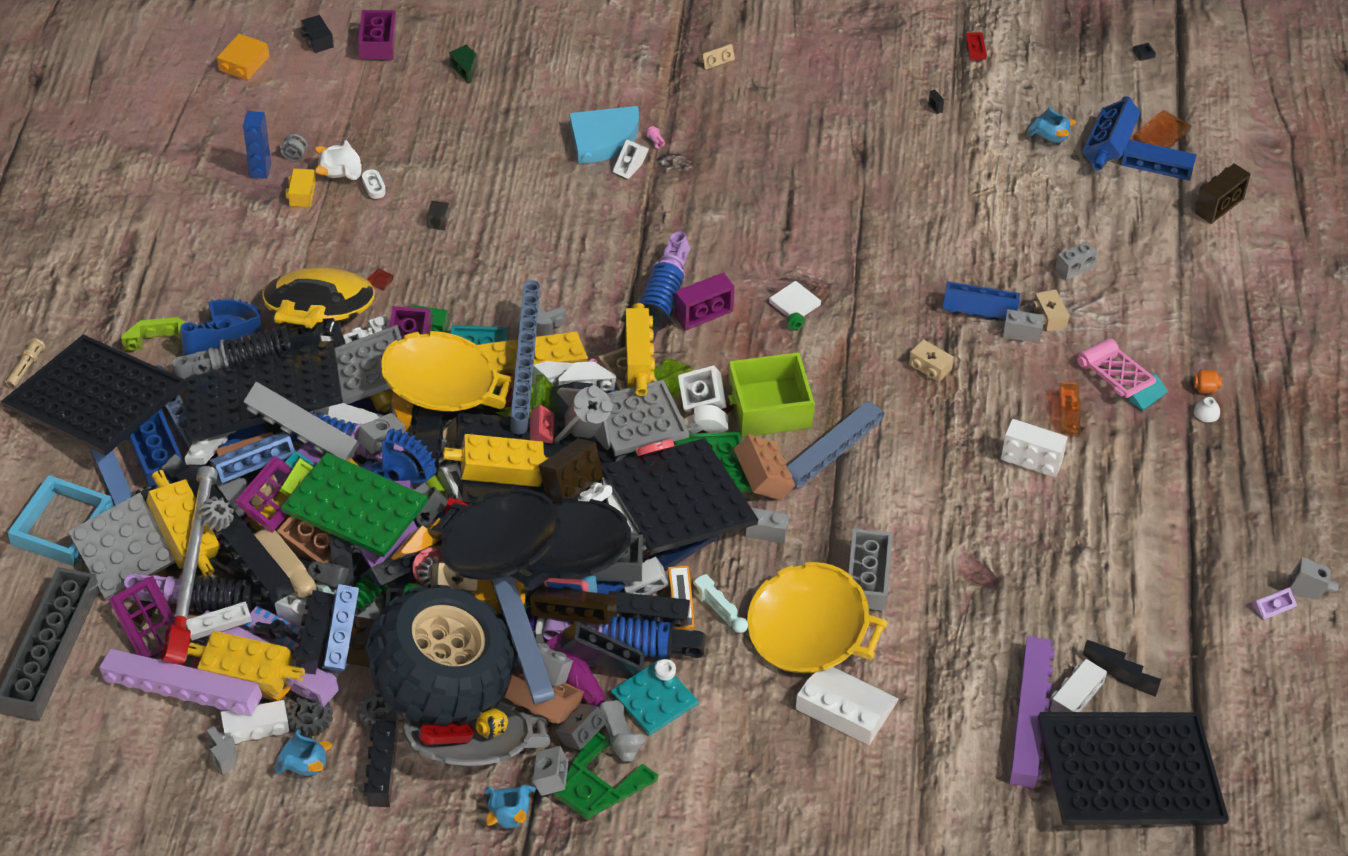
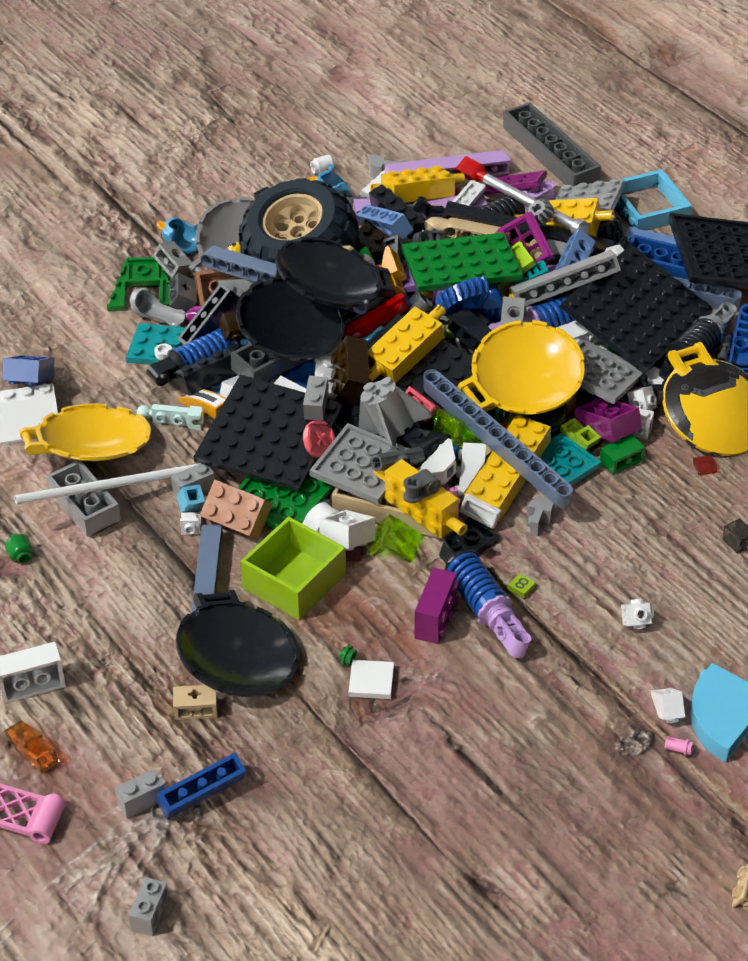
camera: 140 degrees right, 5 degrees down
(268, 801) = (321, 164): none -> white brick
(578, 213) = (630, 612): none -> white brick
(587, 344) = (480, 511): none -> white tile
(606, 341) = (477, 536): none -> black tile
(620, 290) = (521, 585): none -> lime tile
(624, 379) = (385, 460): none -> dark grey piece
(625, 466) = (316, 398): none -> light grey brick
(644, 324) = (420, 486): none -> dark grey piece
(788, 503) = (190, 499): none -> medium azure brick
(801, 498) = (190, 523): none -> white bracket
(806, 721) = (28, 369): none -> brick
(837, 545) = (100, 485): none -> white piece
(871, 364) = (236, 646): none -> black dish
(955, 566) = (19, 548): none -> green head
(1054, 311) = (129, 832): tan brick -> none

